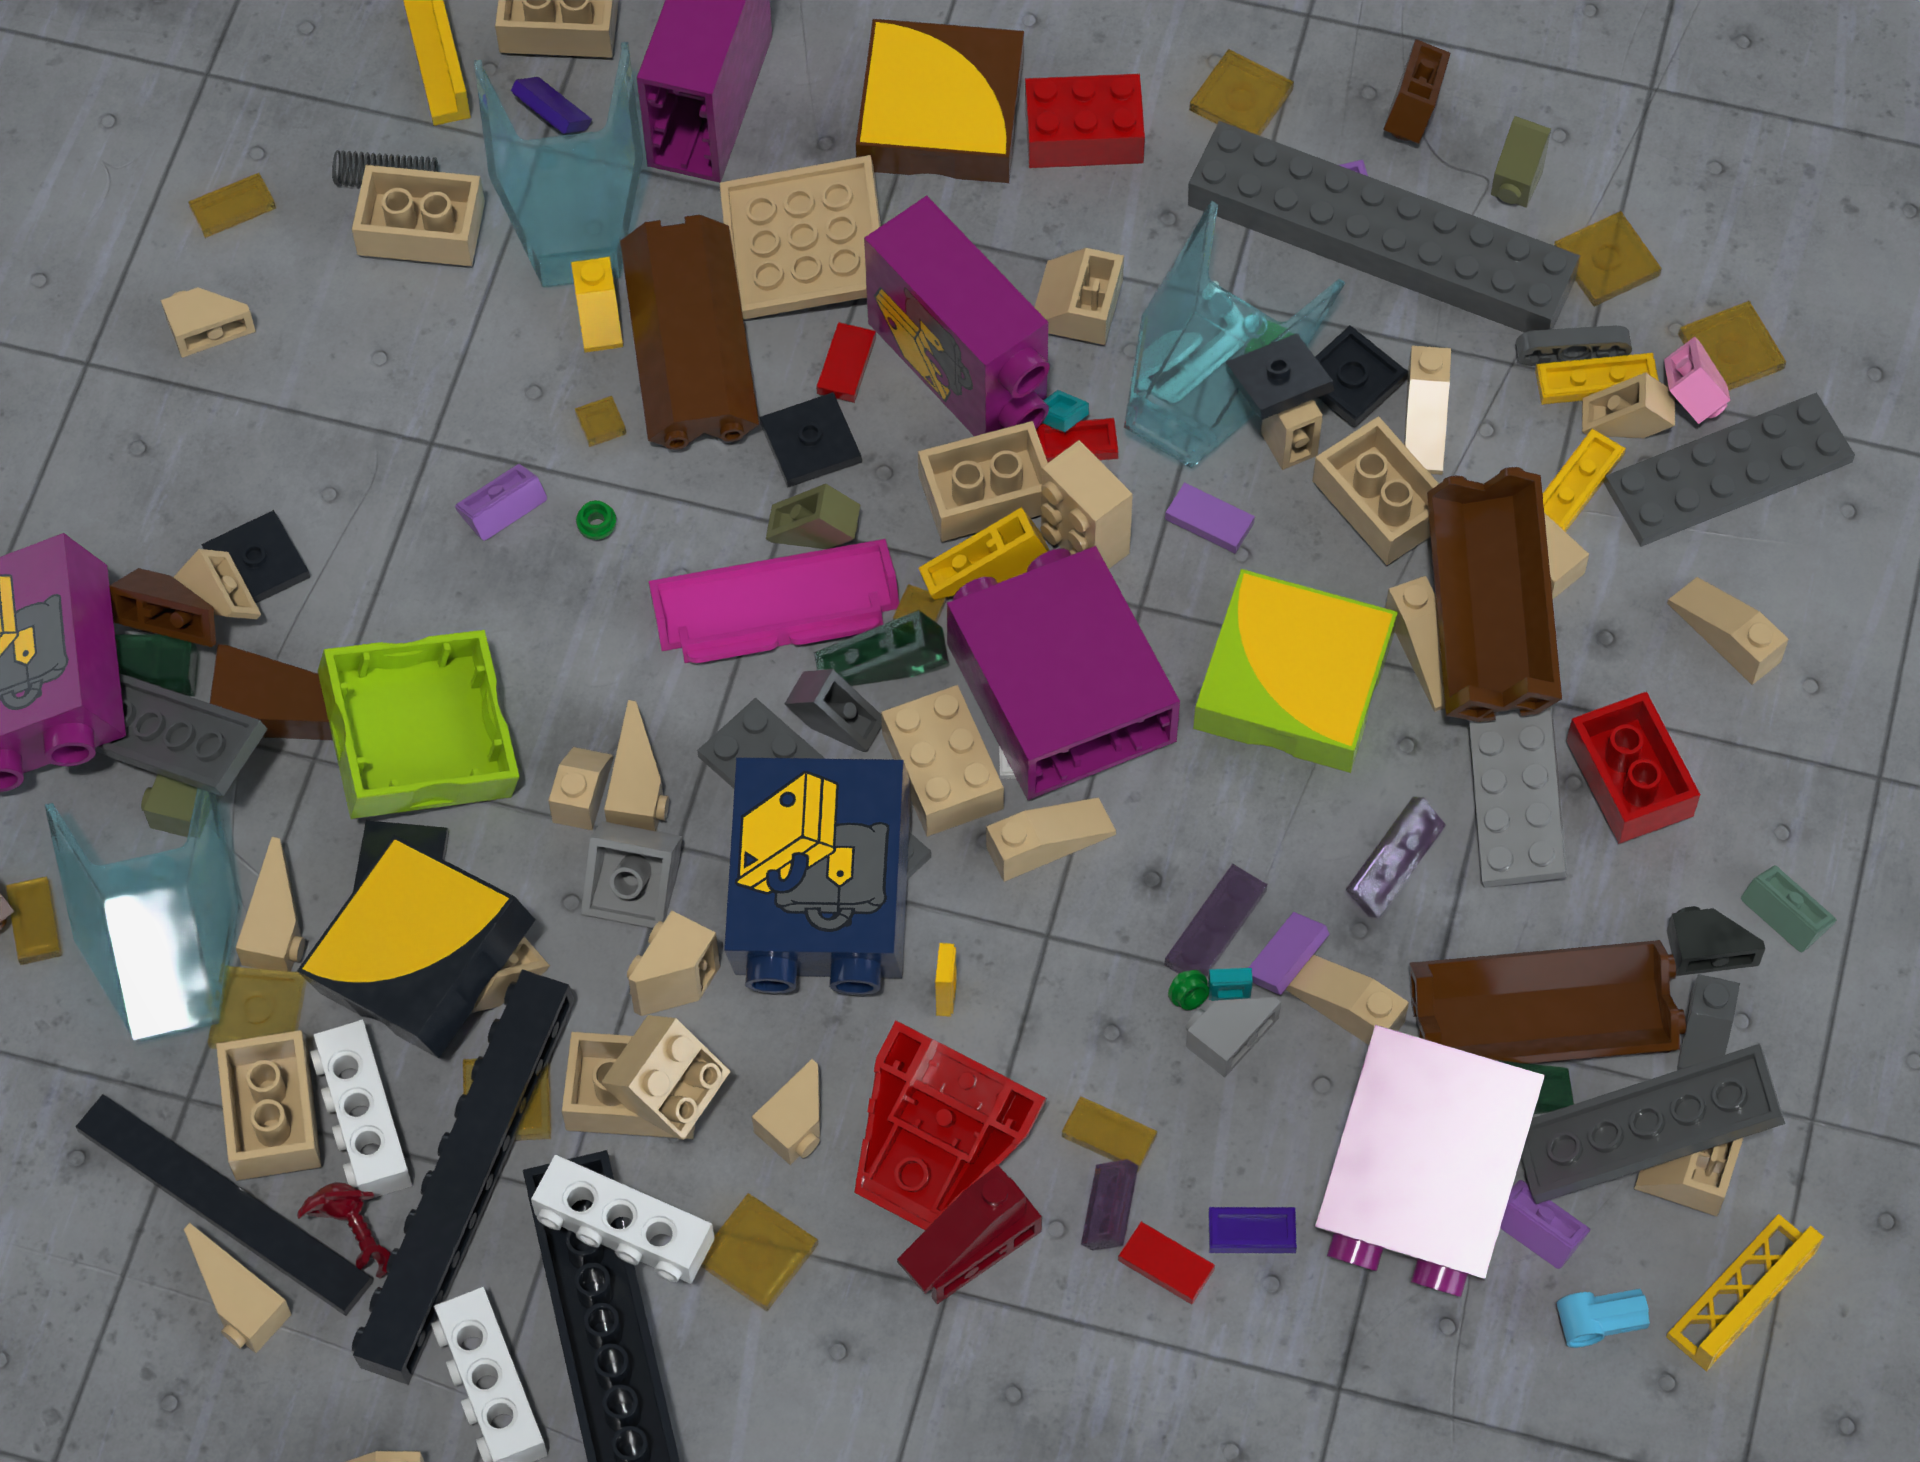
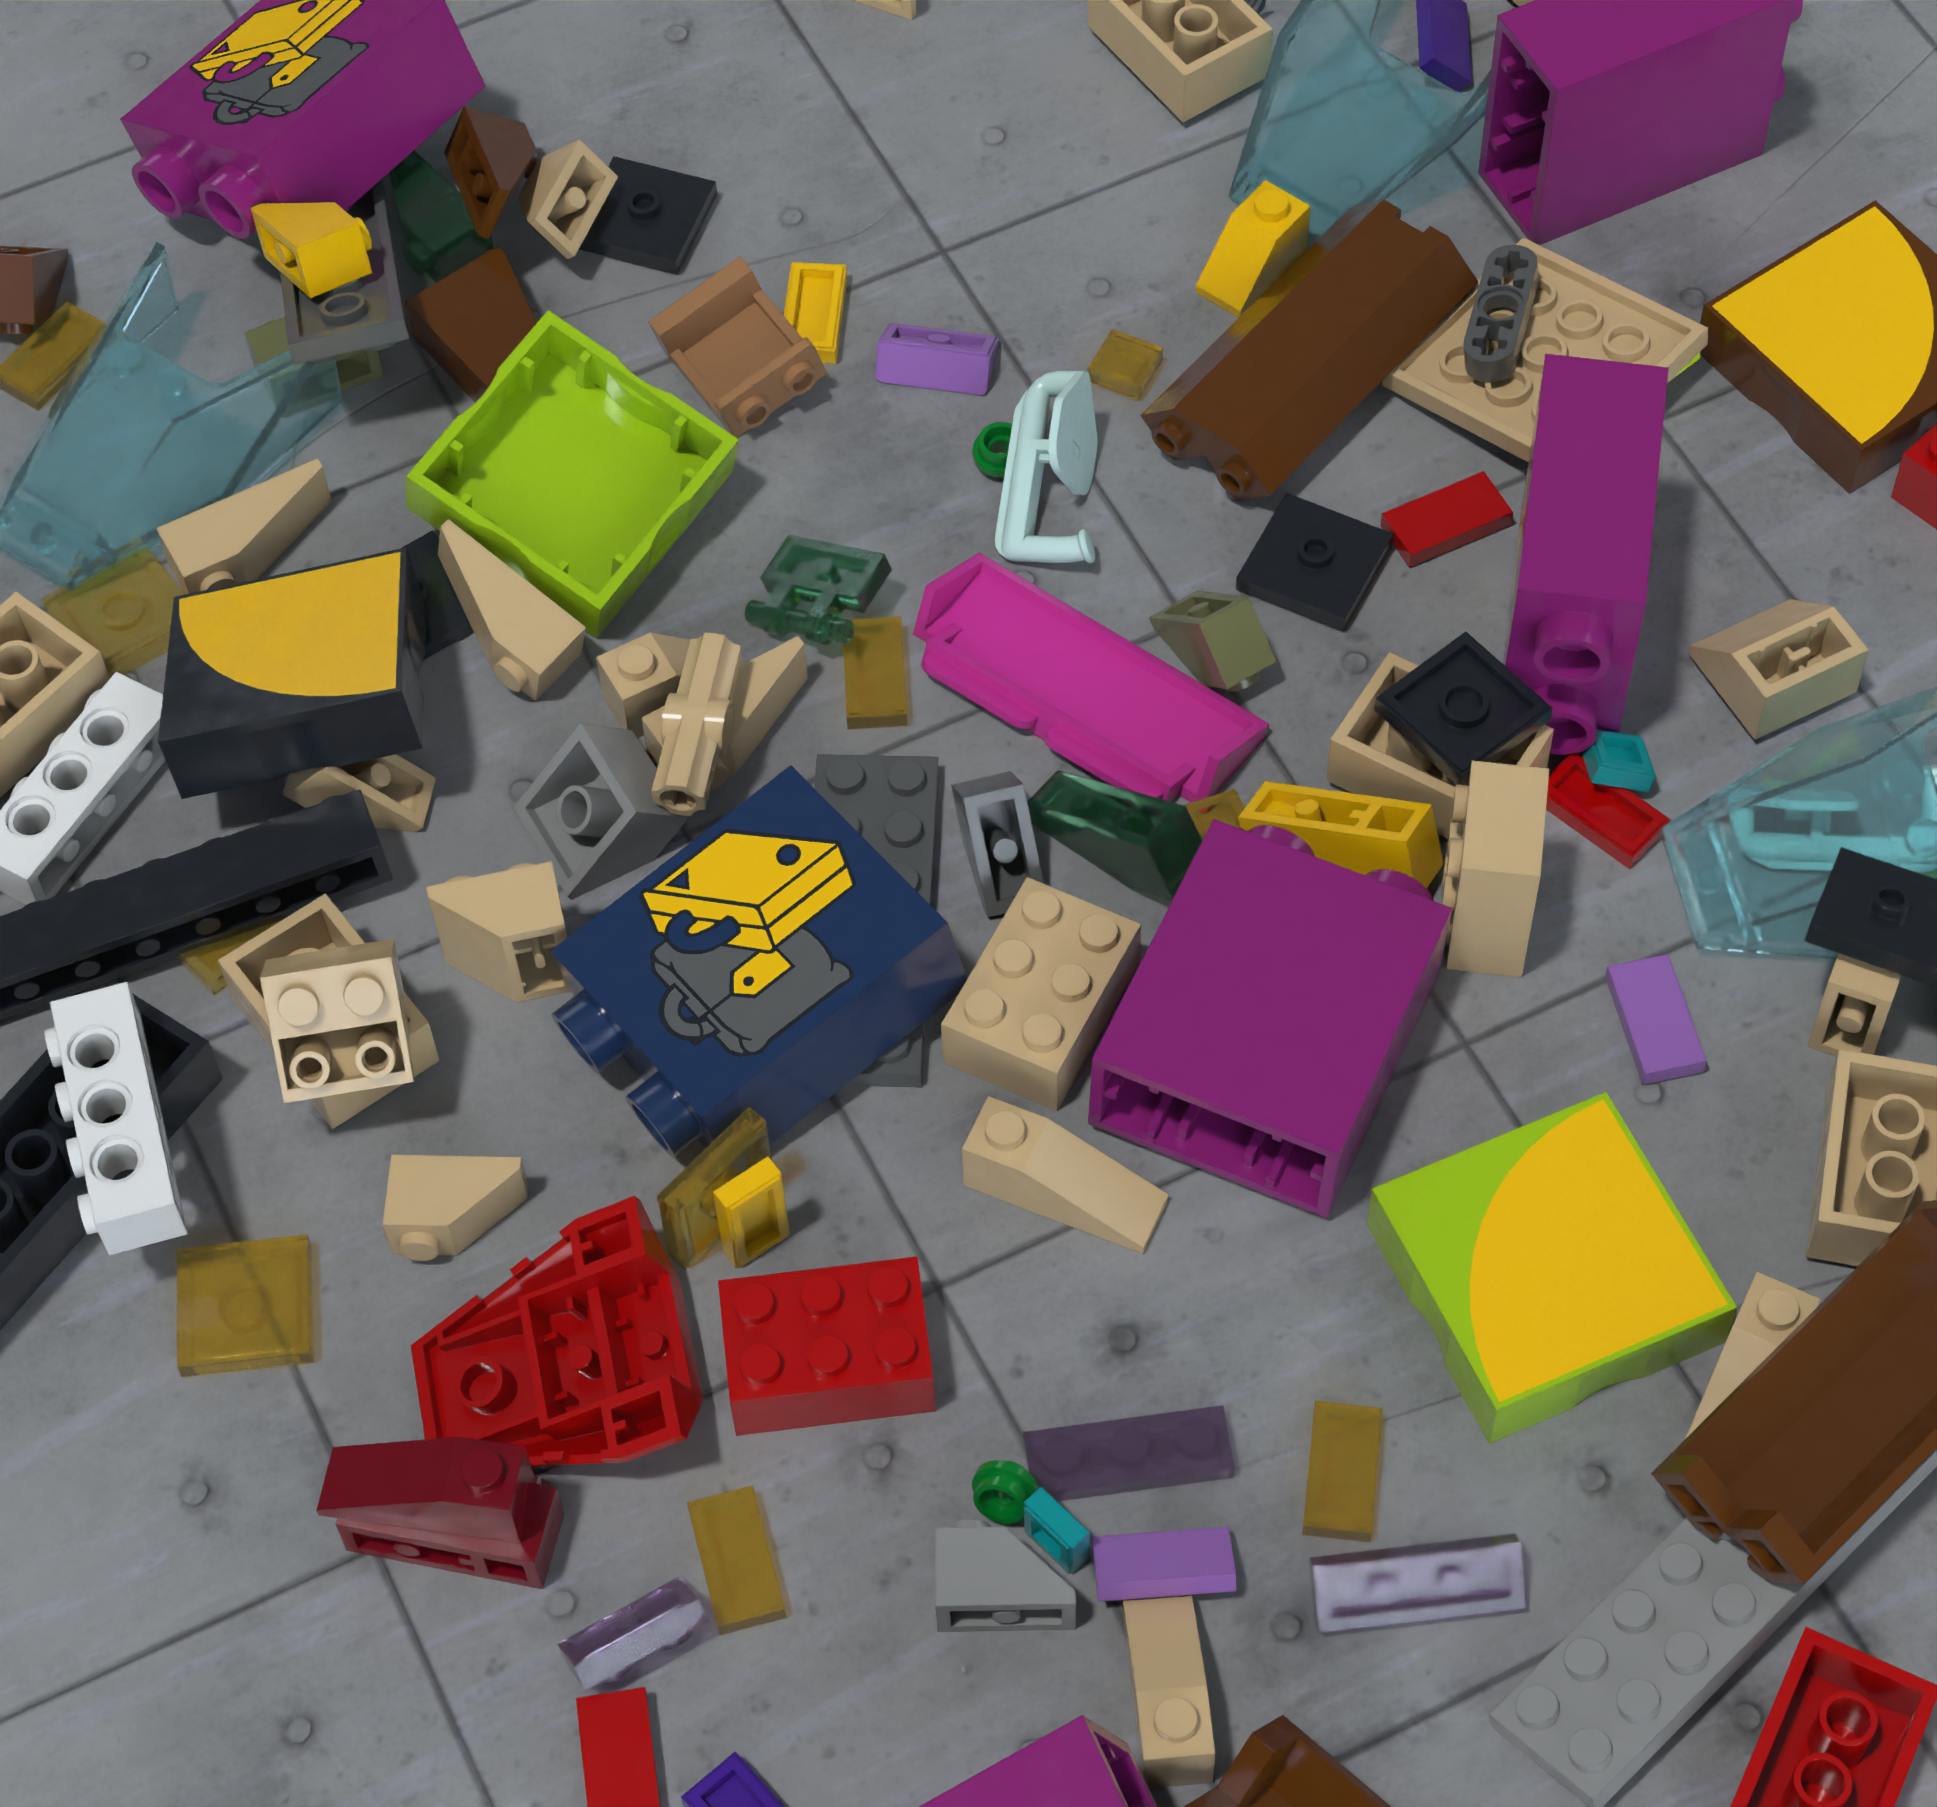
camera: 50 degrees right, 5 degrees down
(146, 728) = (313, 244): none -> yellow slope
(407, 587) = (737, 348): none -> medium nougat panel
(409, 534) = (817, 304): none -> yellow tile
(471, 824) = (517, 626): none -> tan slope
(595, 660) = (819, 573): none -> clear green plate
(621, 512) = (1072, 458): none -> light aqua piece
(644, 784) = (697, 724): none -> tan piece
(670, 686) = (875, 674): none -> clear yellow tile
(762, 217) = (1507, 331): none -> dark grey beam
(917, 981) = (688, 1200): none -> clear yellow tile
(988, 448) = (1462, 708): none -> black plate
(1041, 1005) = (826, 1346): none -> red brick
(1308, 843) = (1342, 1471): none -> clear yellow tile

